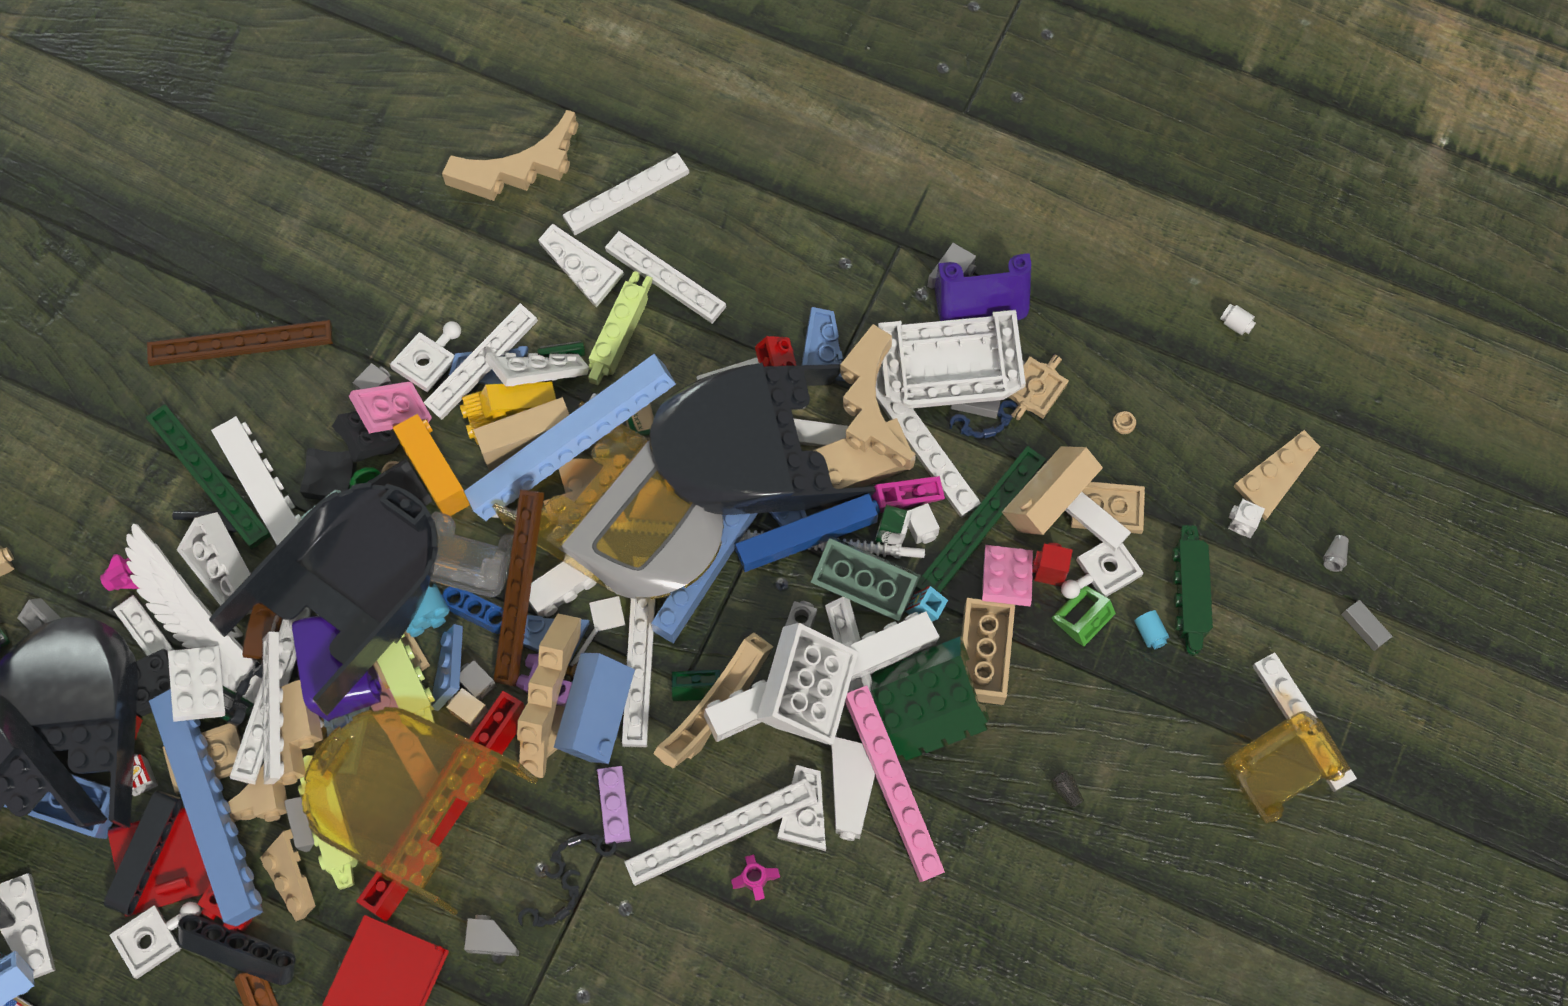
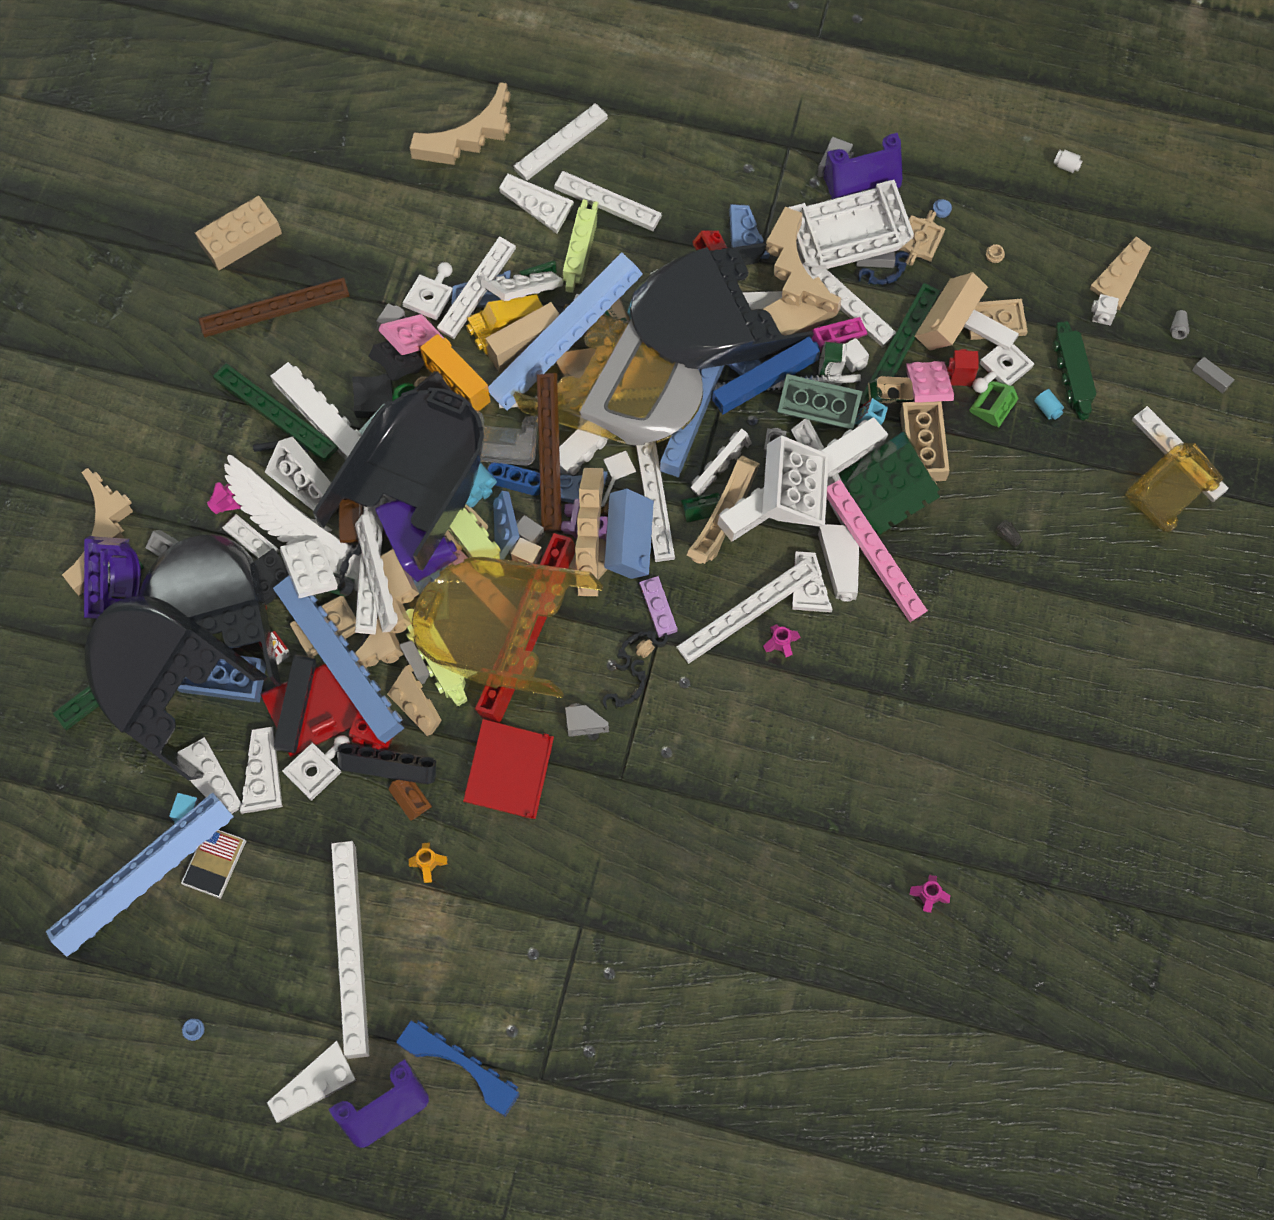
camera: 10 degrees left, 0 degrees up
(86, 934) = (262, 775): none -> white wing
(217, 244) = (238, 233): none -> tan brick
(584, 857) = (644, 648): none -> tan plate
(729, 634) = (721, 463): none -> white wing
(974, 574) = (902, 384): none -> tan piece
(1070, 353) = (942, 208): none -> medium blue plate

